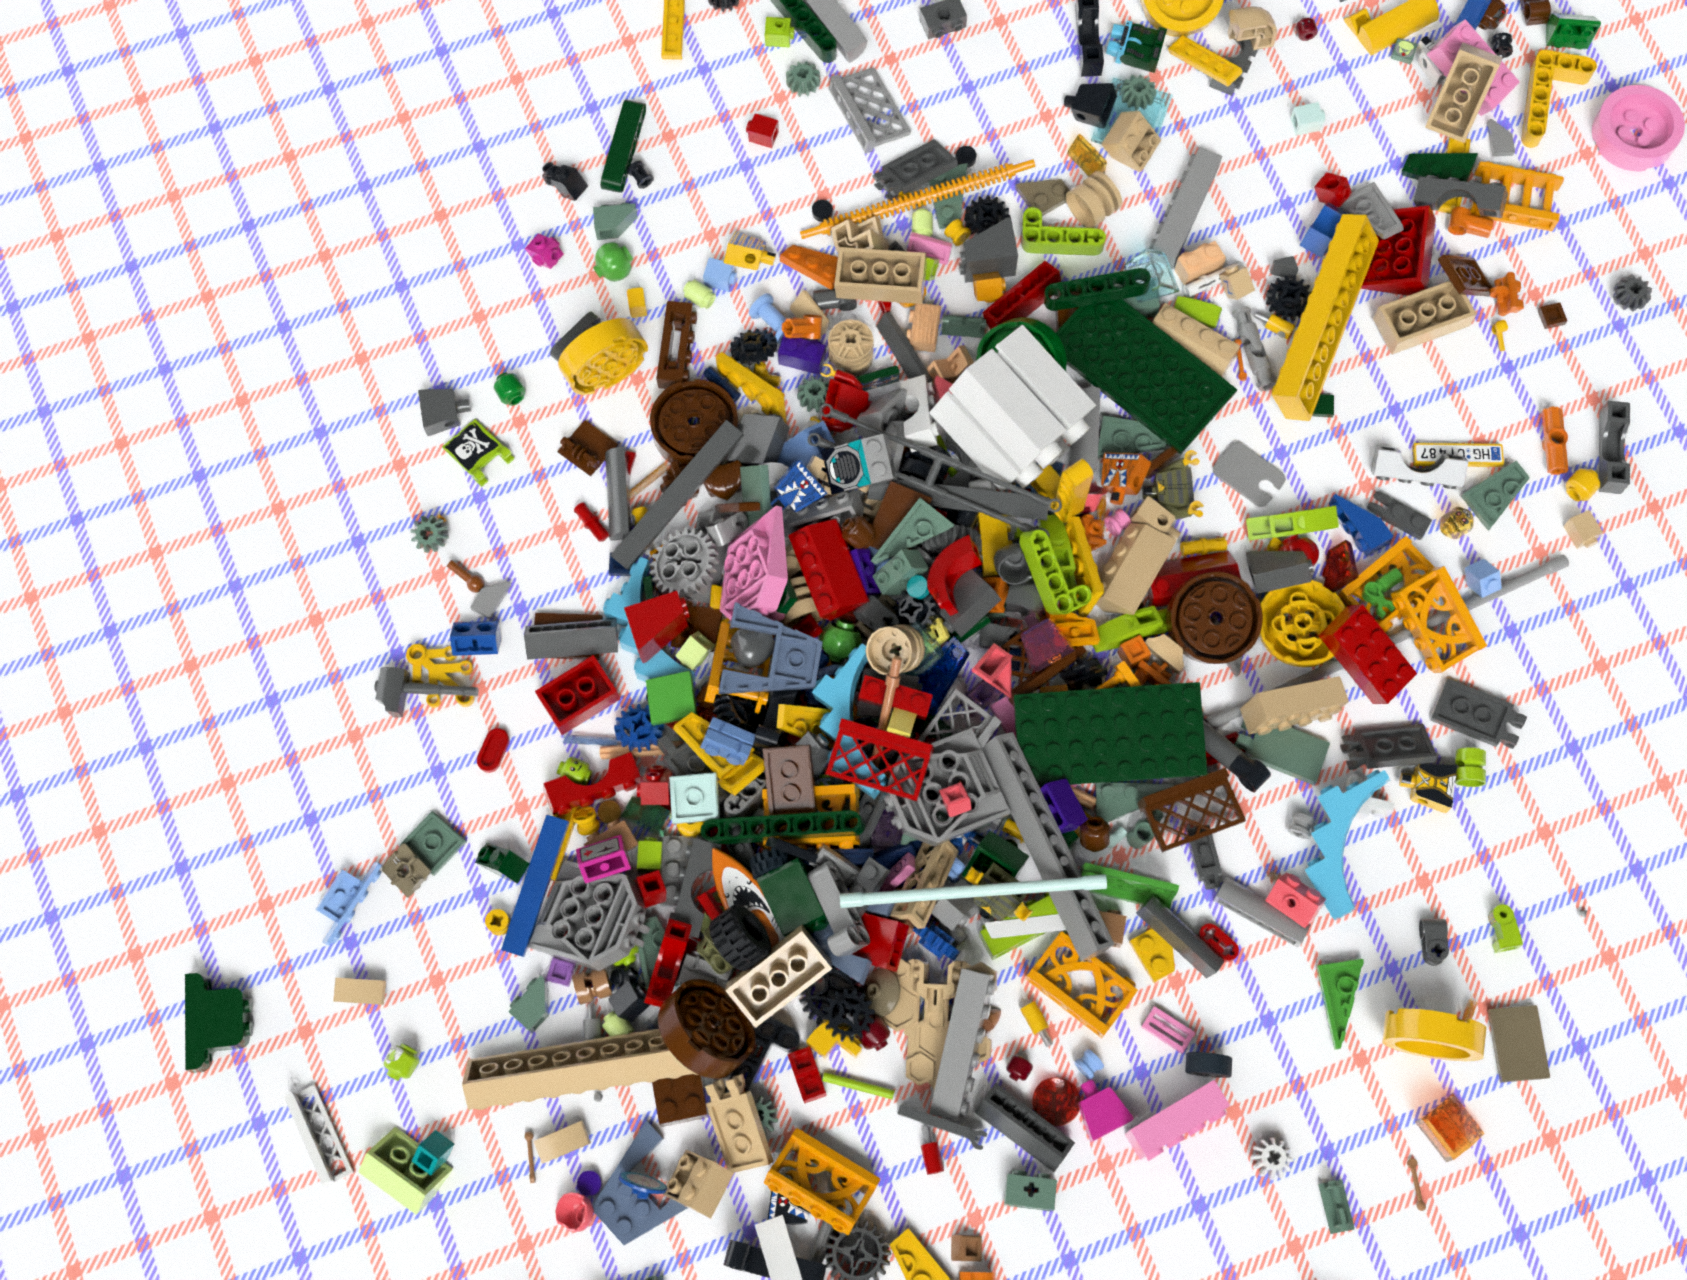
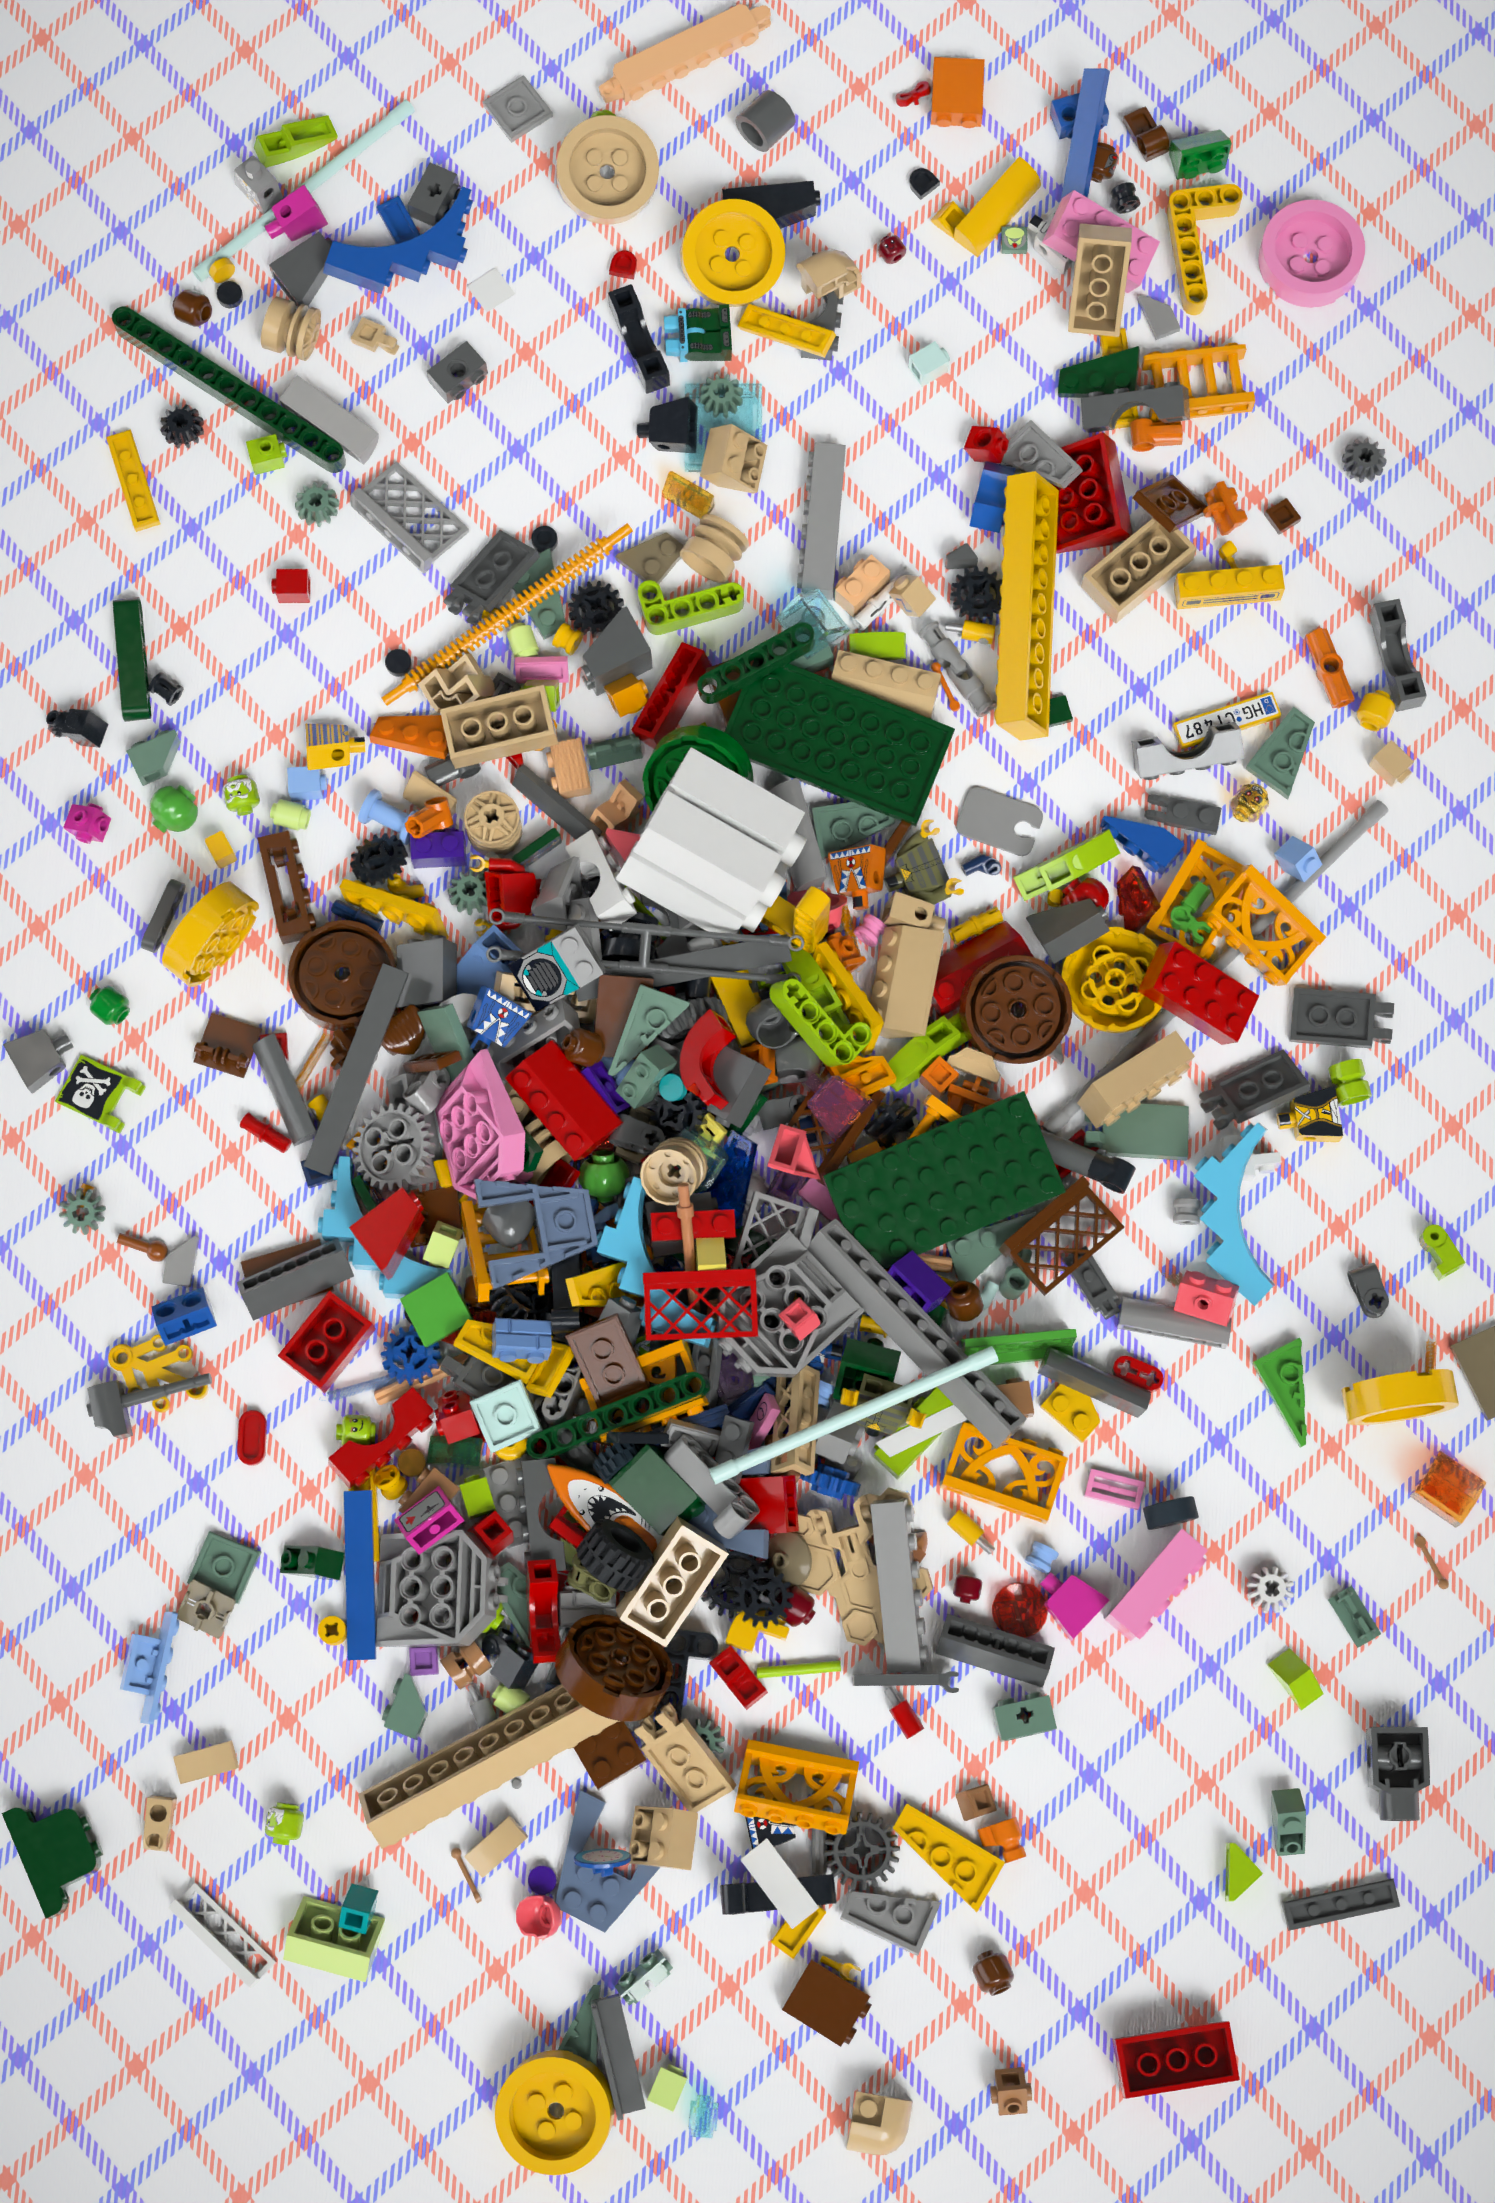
camera: 20 degrees left, 5 degrees up
(304, 1026) = (158, 1822): none -> tan leg
(667, 267) = (241, 795): none -> lime head
(1224, 501) = (983, 864): none -> dark blue arm
(1270, 1241) = (1296, 1678): none -> lime slope
(1492, 354) = (1229, 586): none -> yellow brick

